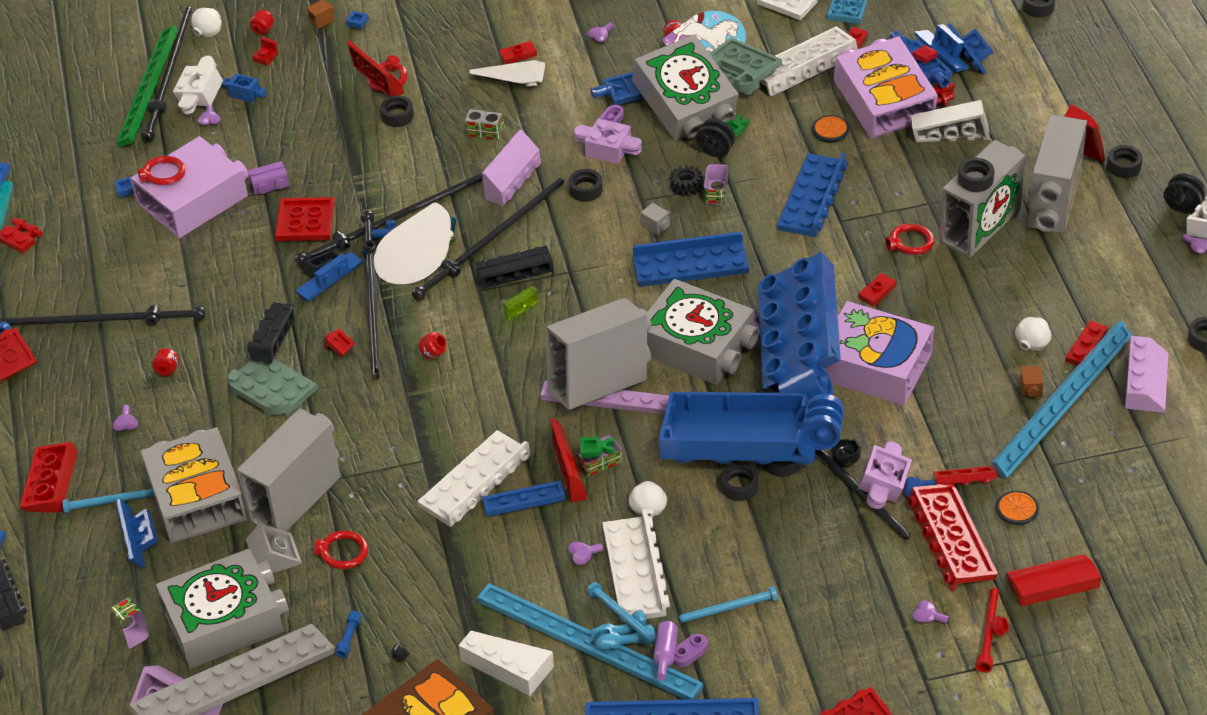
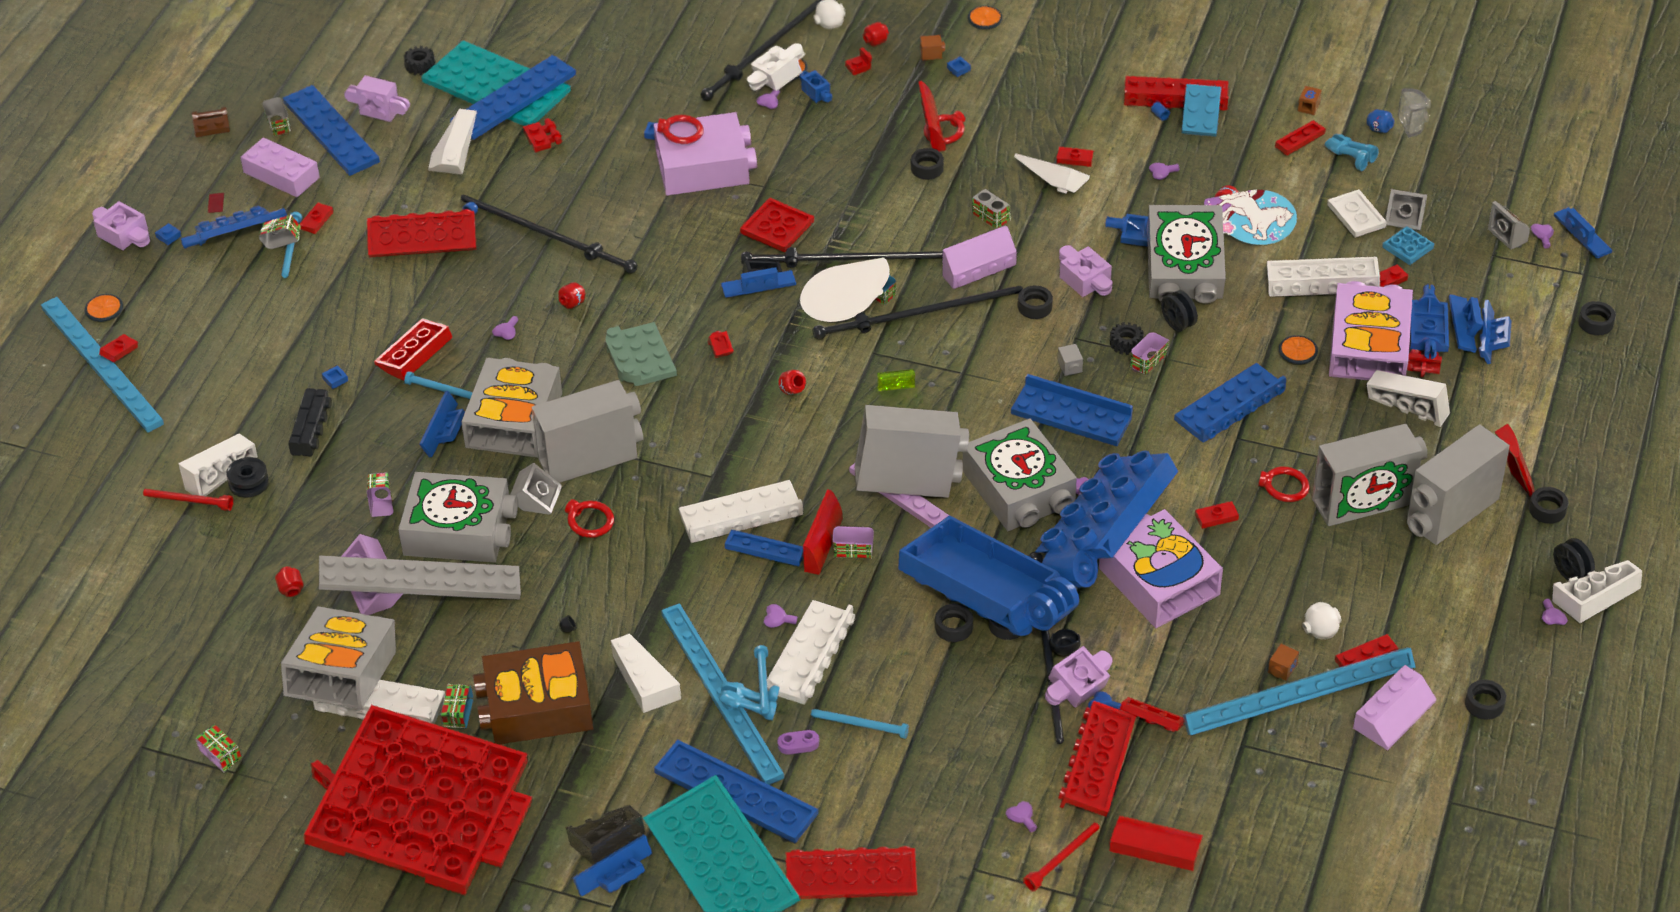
camera: 30 degrees right, 0 degrees up
(146, 87) = (735, 52): green plate -> none
(268, 178) = (774, 175): medium lavender brick -> none
(271, 332) = (671, 309): black brick -> none
(343, 647) = (553, 580): blue bar -> none
(368, 251) = (805, 275): black bar -> none
(381, 233) = (827, 264): blue arm -> none
(514, 266) = (915, 346): black brick -> none
(593, 446) = (848, 530): green plate -> none
(613, 113) = (1109, 250): medium lavender plate -> none
(648, 497) = (864, 599): white plant -> none
(665, 647) = (774, 728): medium lavender piece -> none
(739, 125) = (1208, 310): green plate -> none
(744, 64) = (1257, 254): sand green plate -> none
(925, 54) = (1437, 319): red tile -> none
(978, 165) = (1358, 436): black tyre -> none
(1000, 626) = (1072, 856): red plate -> none
(1017, 507) = (1178, 765): orange wheel -> none

